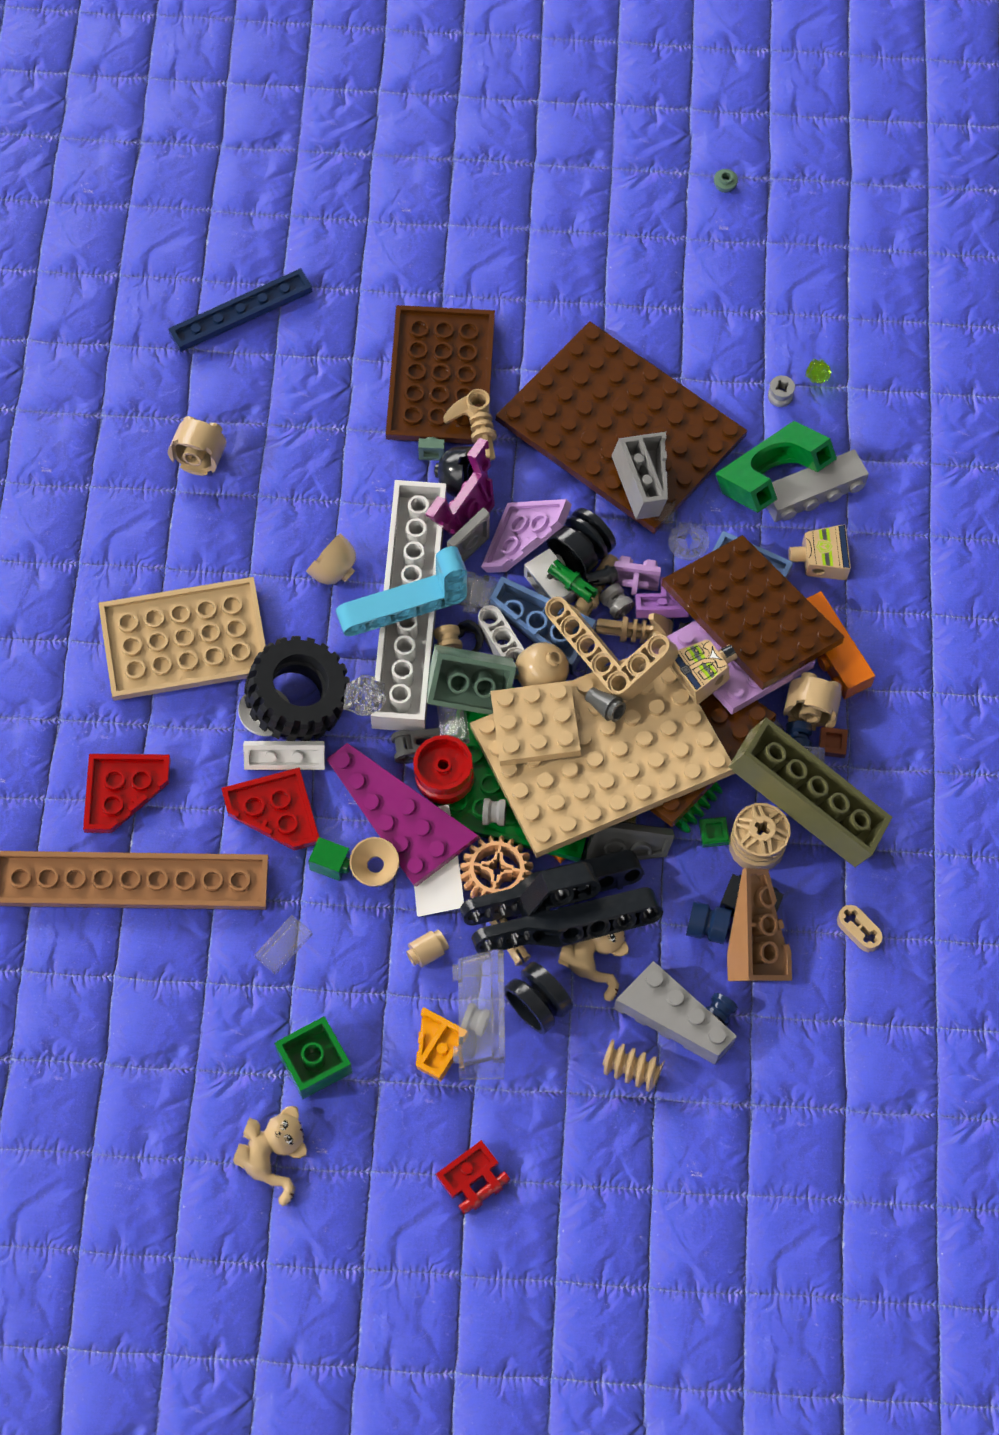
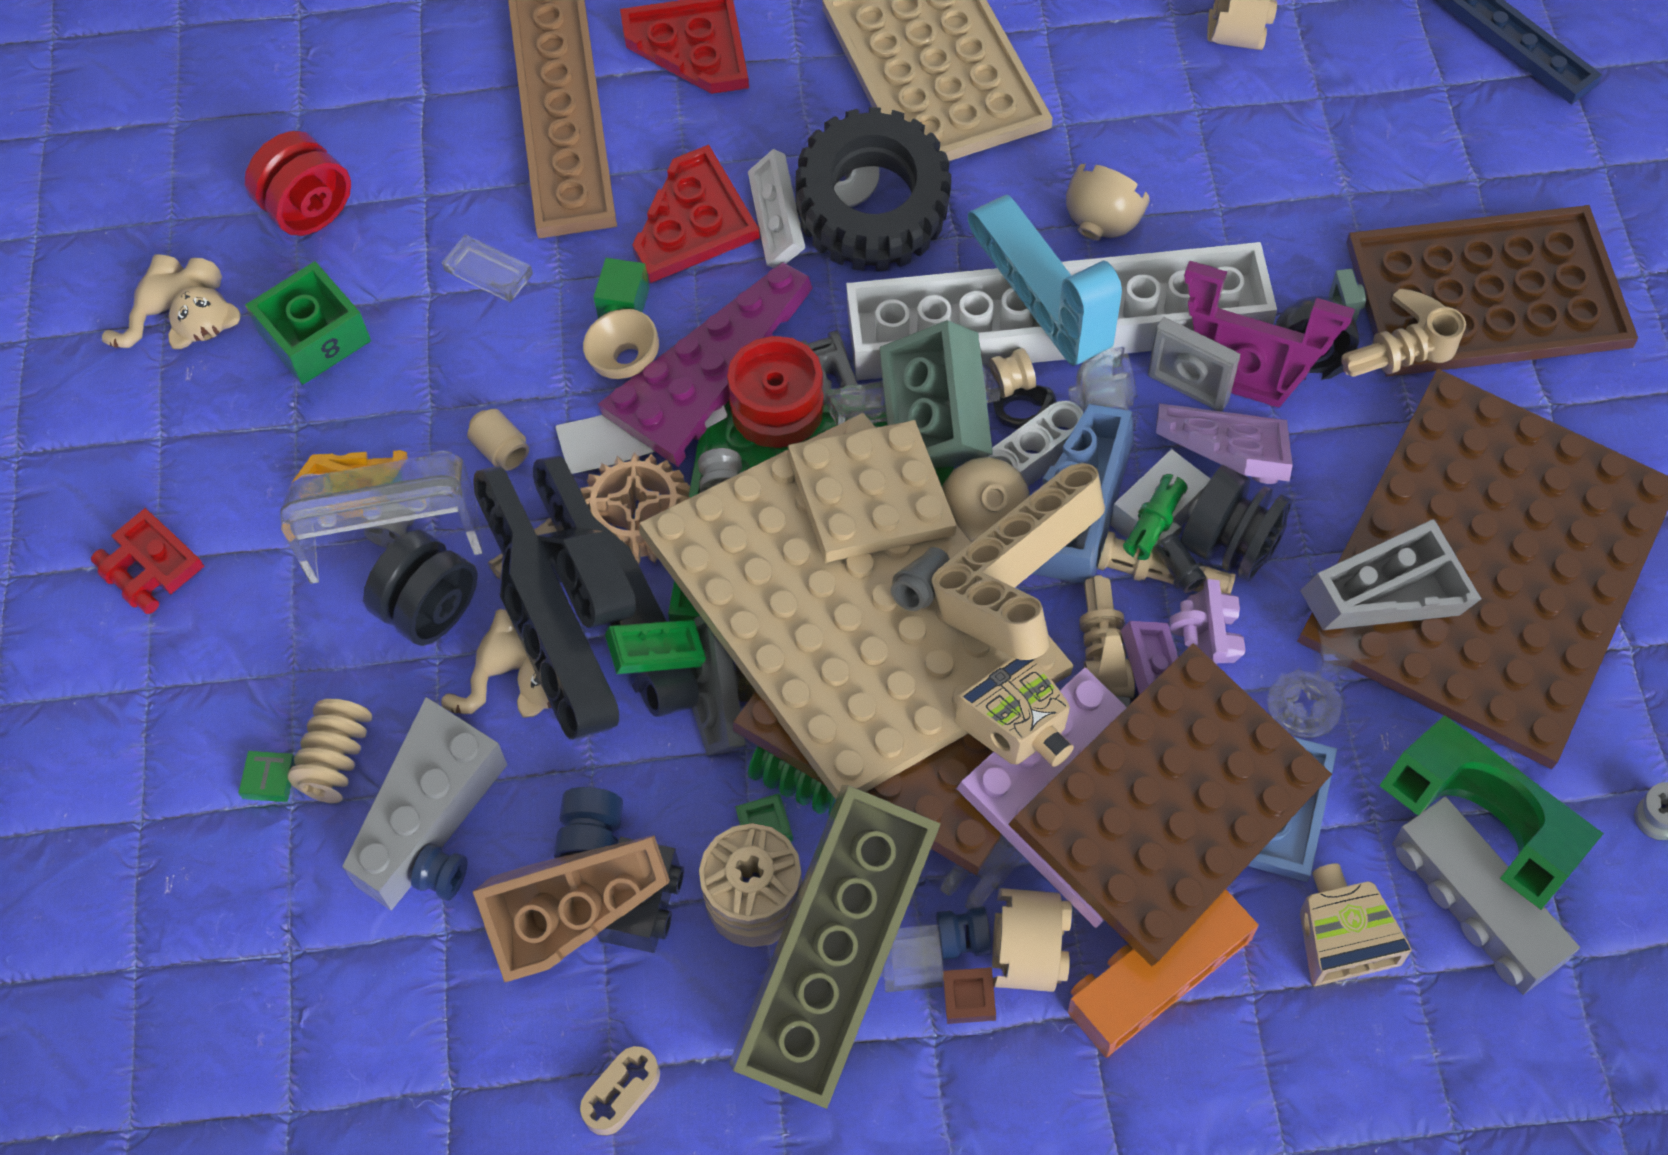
camera: 85 degrees right, 5 degrees down
(200, 1052) = (297, 183): none -> red wheel
(364, 695) = (867, 273): clear brick -> none
(611, 861) = (655, 646): none -> green plate
(616, 601) = (1153, 600): light grey wheel -> none
(638, 1109) = (266, 776): none -> green tile

